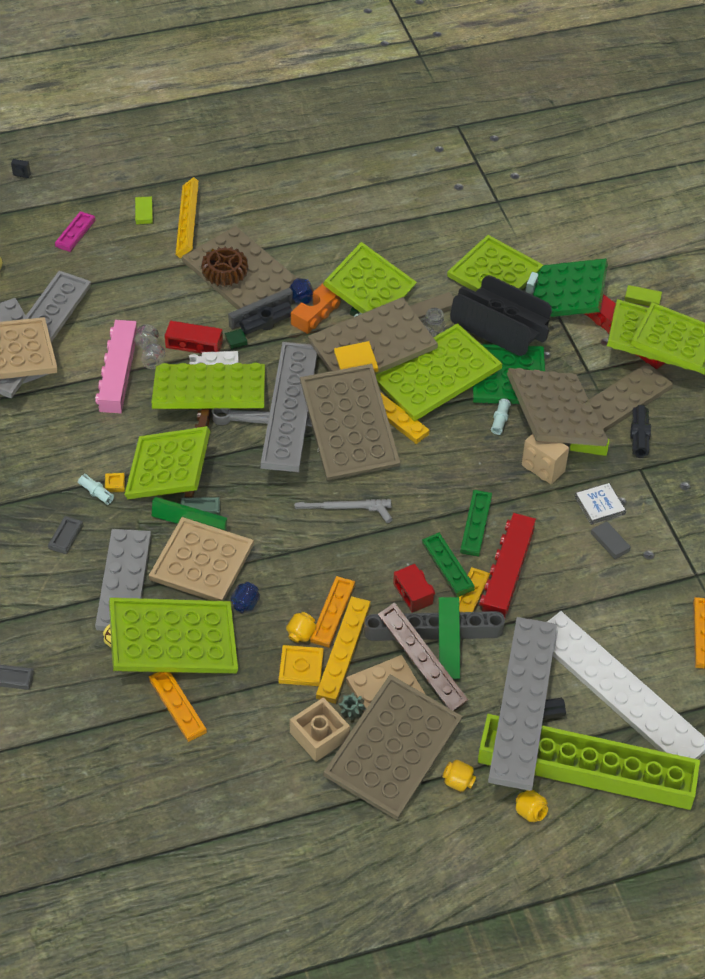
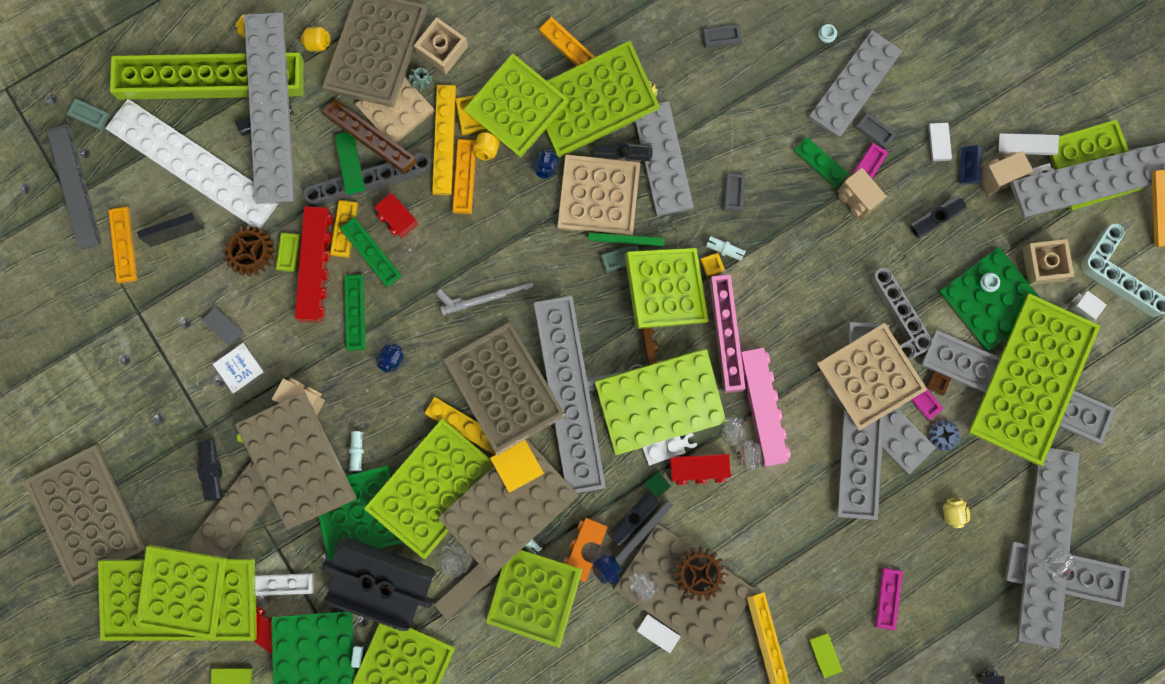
camera: 165 degrees right, 30 degrees up
(126, 420) = (727, 334): none -> bright pink brick
(160, 584) = (635, 152): none -> black piece
(256, 649) = (516, 105): none -> lime plate
(275, 249) = (658, 633): none -> white tile
(275, 268) = (643, 586): none -> clear head
(451, 474) = (389, 358): none -> clear blue head
(532, 587) = (288, 252): none -> lime tile
(569, 598) = (242, 254): none -> reddish brown gear
(585, 345) = (284, 584): none -> white tile
(649, 620) = (171, 229): none -> black tile

